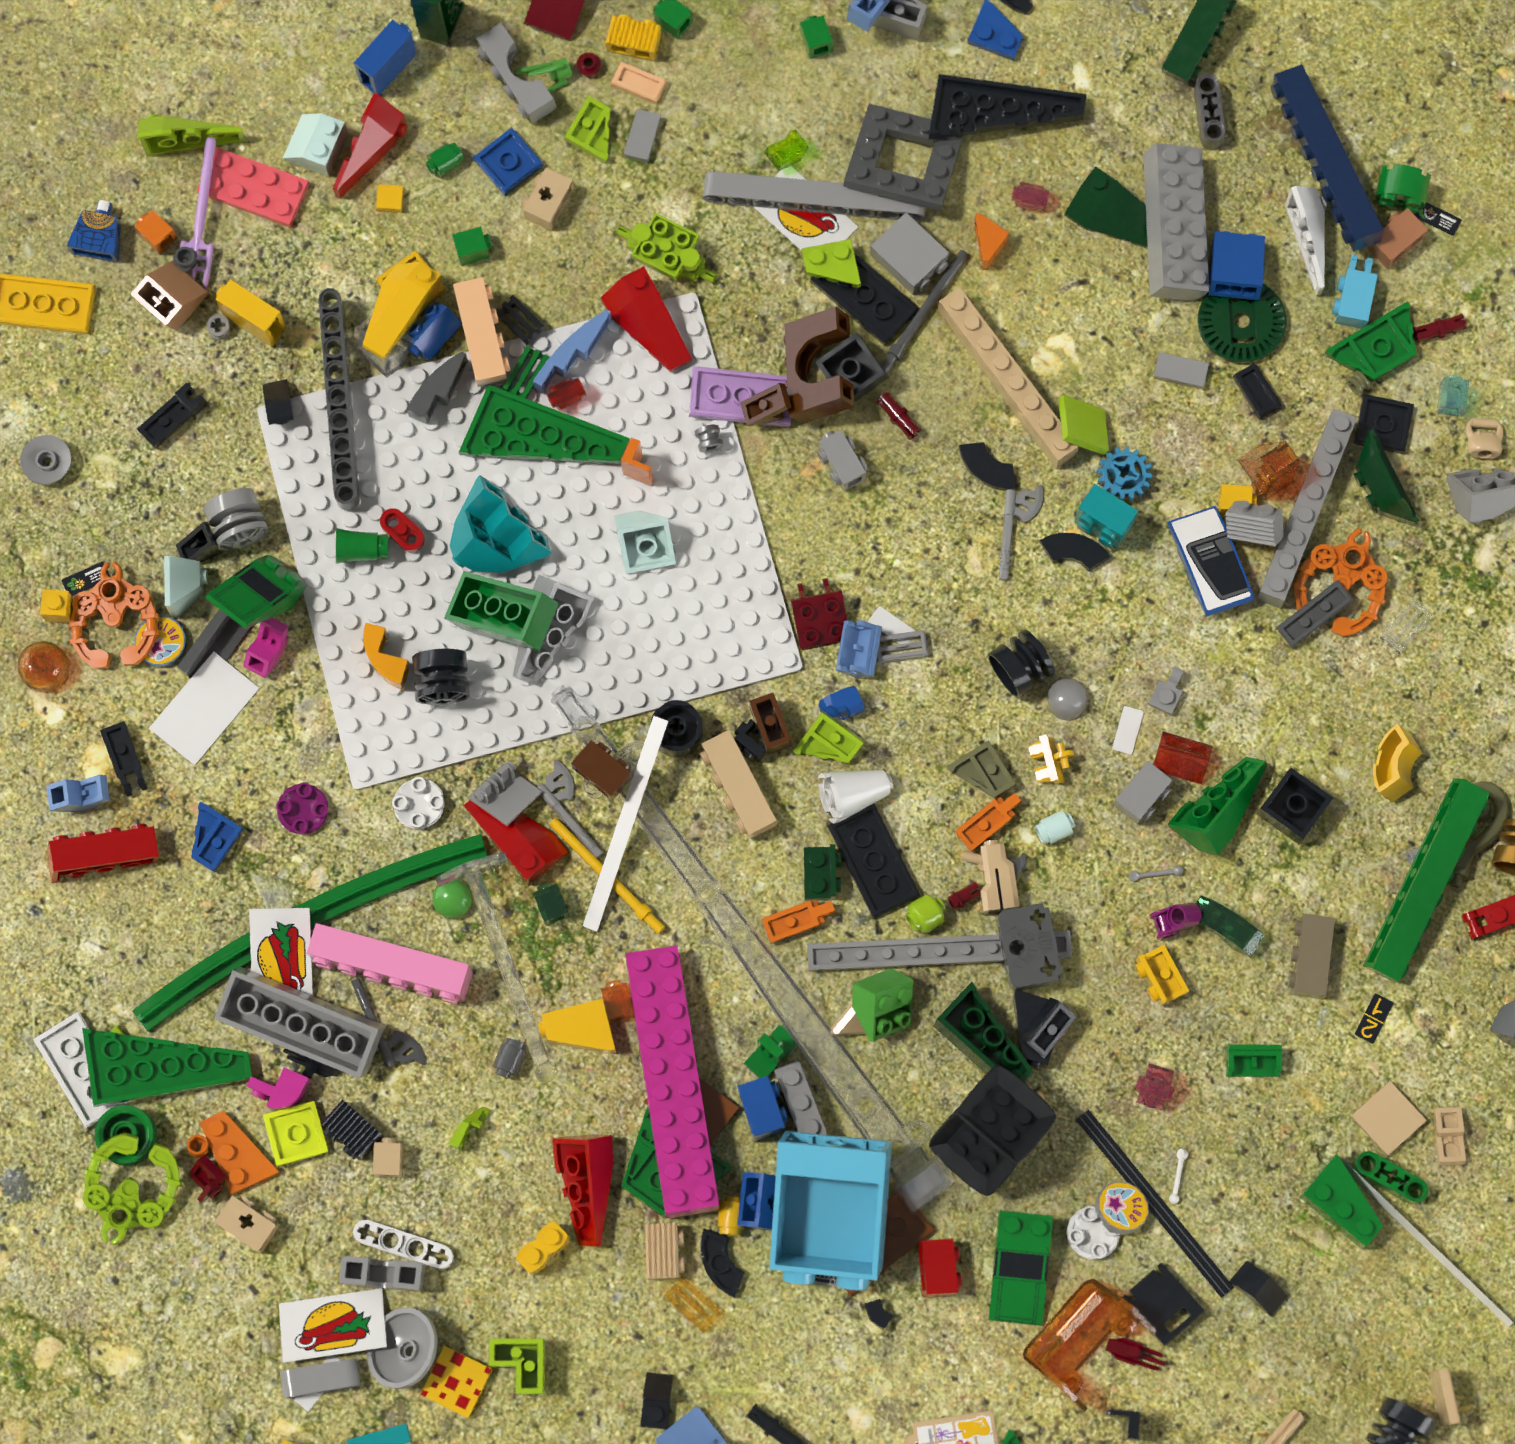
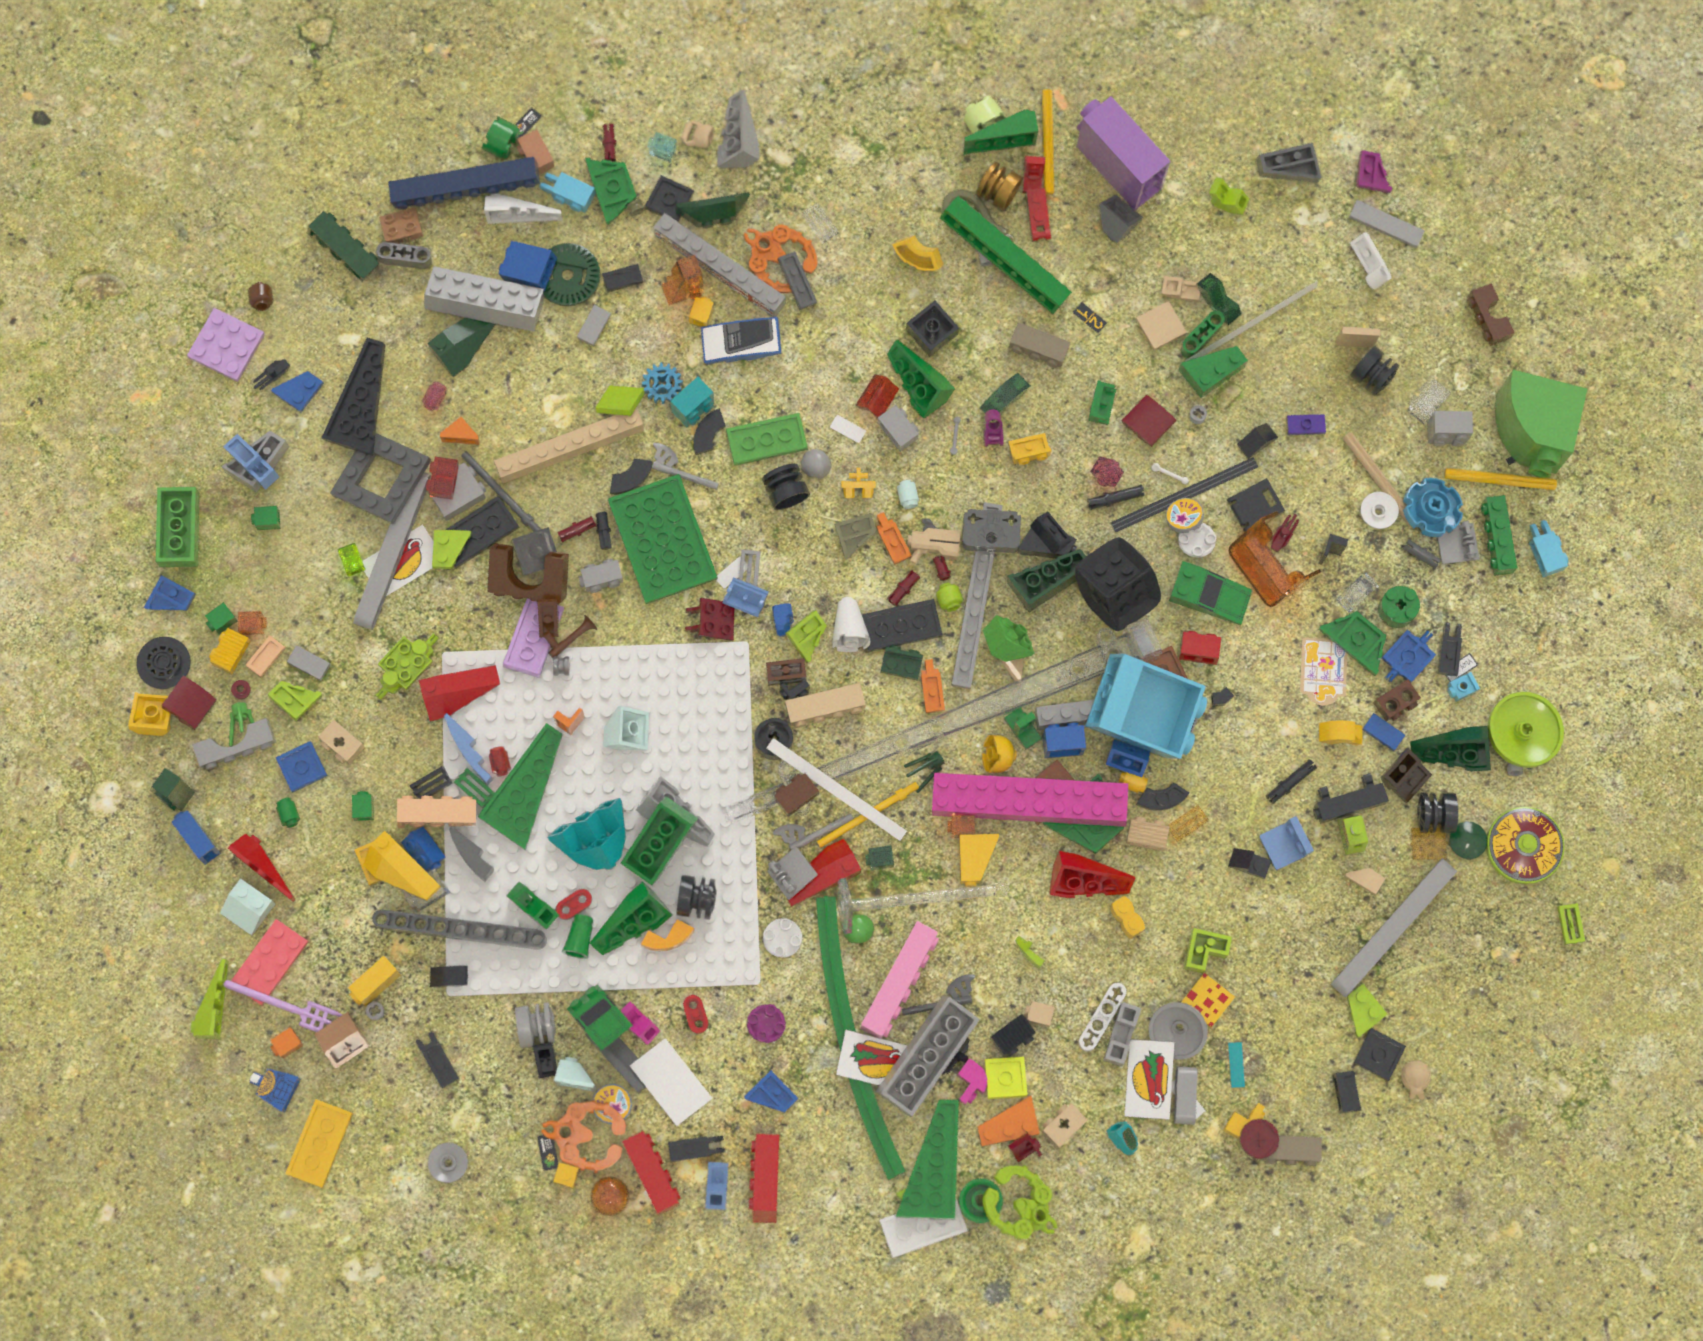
camera: 85 degrees left, 0 degrees up
(77, 708) = (651, 1173): none -> red brick
(185, 252) = (316, 1018): dark grey plate -> none
(192, 1145) = (1001, 1146): orange hinge -> none
(246, 1306) = (1123, 1137): none -> teal rock
(294, 715) = (696, 1014): none -> red plate
(387, 484) = (532, 905): none -> green brick
(390, 198) = (306, 860): yellow tile -> none
(405, 609) = (635, 914): none -> green wedge
(509, 1058) = (986, 911): dark grey brick -> none
(675, 53) = (251, 623): none -> clear orange brick
(696, 943) = (932, 761): none -> dark green plant
(725, 1027) = (999, 754): none -> yellow cylinder
(732, 429) = (558, 648): none -> reddish brown piece
(904, 449) = (603, 530): none -> black axle
(913, 526) = (662, 539): none -> green plate
(918, 229) = (443, 477): none -> clear red brick
(924, 852) = (903, 588): none -> dark red pin
(1085, 627) = (766, 439): none -> bright green tile
(1124, 1107) = (1115, 497): none -> black pin
(1166, 694) = (829, 395): light grey plate -> none
(1245, 1130) = (1148, 420): none -> dark red slope
(1248, 97) = (401, 225): none -> medium nougat hinge
(1254, 523) = (725, 301): light grey brick -> none
(1266, 1192) = (1193, 418): none -> light grey bush
(1299, 1352) = (1306, 424): none -> dark purple plate
(1447, 1189) = (1217, 299): none -> clear green brick

